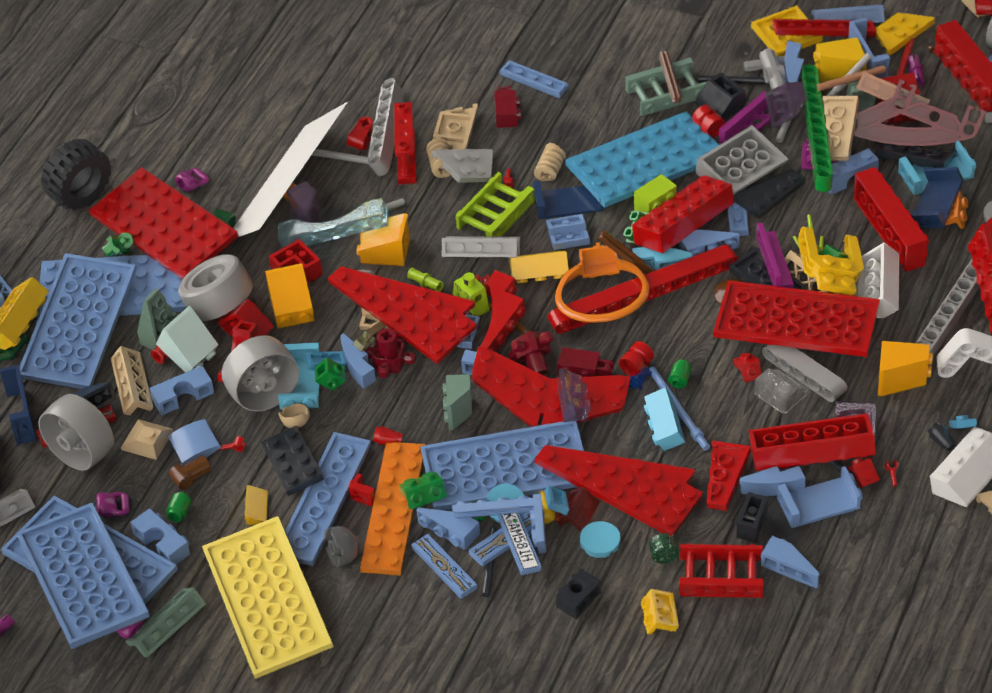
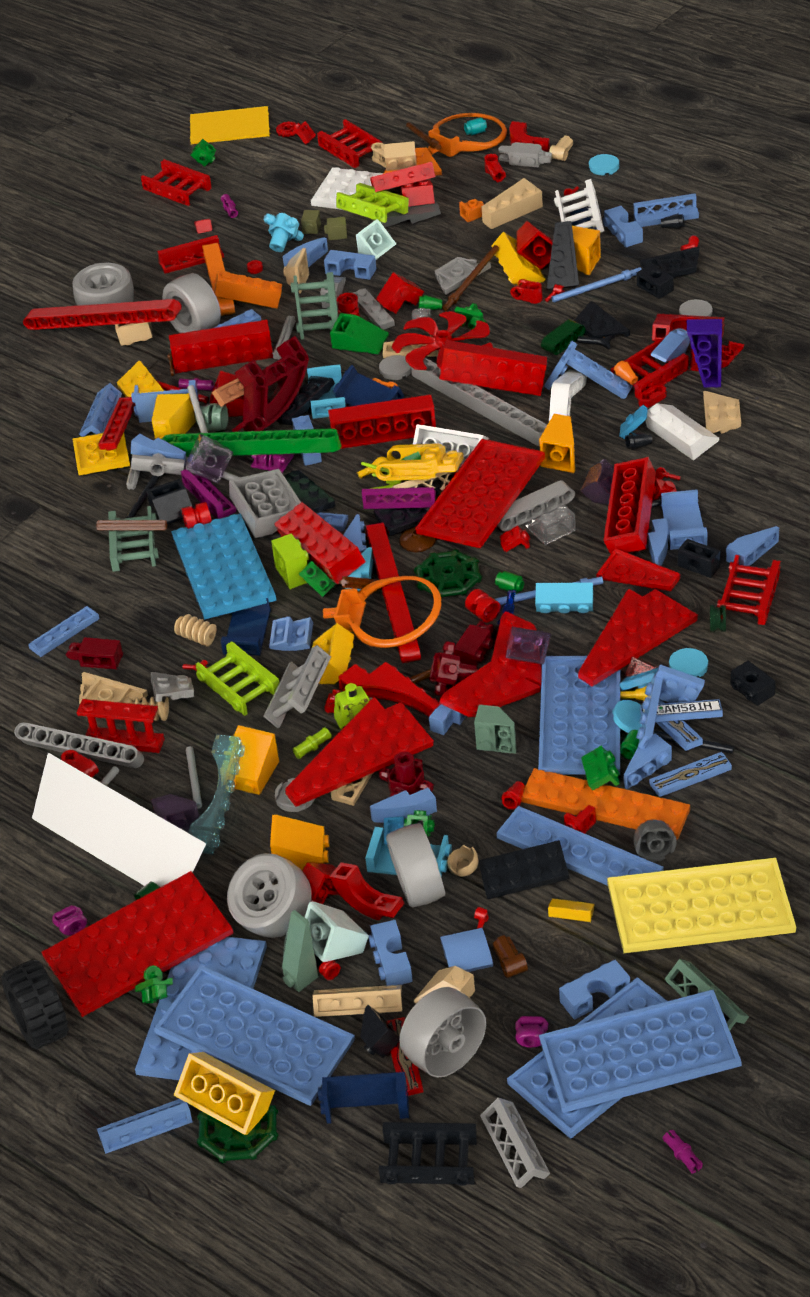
camera: 75 degrees left, 5 degrees down
(178, 507) = (556, 970): green brick -> none
(296, 254) = (246, 833): red brick -> none
(368, 337) = (384, 785): olive hinge -> none
(659, 611) = (785, 636): yellow bracket -> none
(678, 313) = (448, 562): none -> dark green plate
(832, 236) = (367, 471): none -> yellow piece
(840, 124) = (255, 417): tan wing -> none
(850, 78) = (203, 409): nougat bar -> none

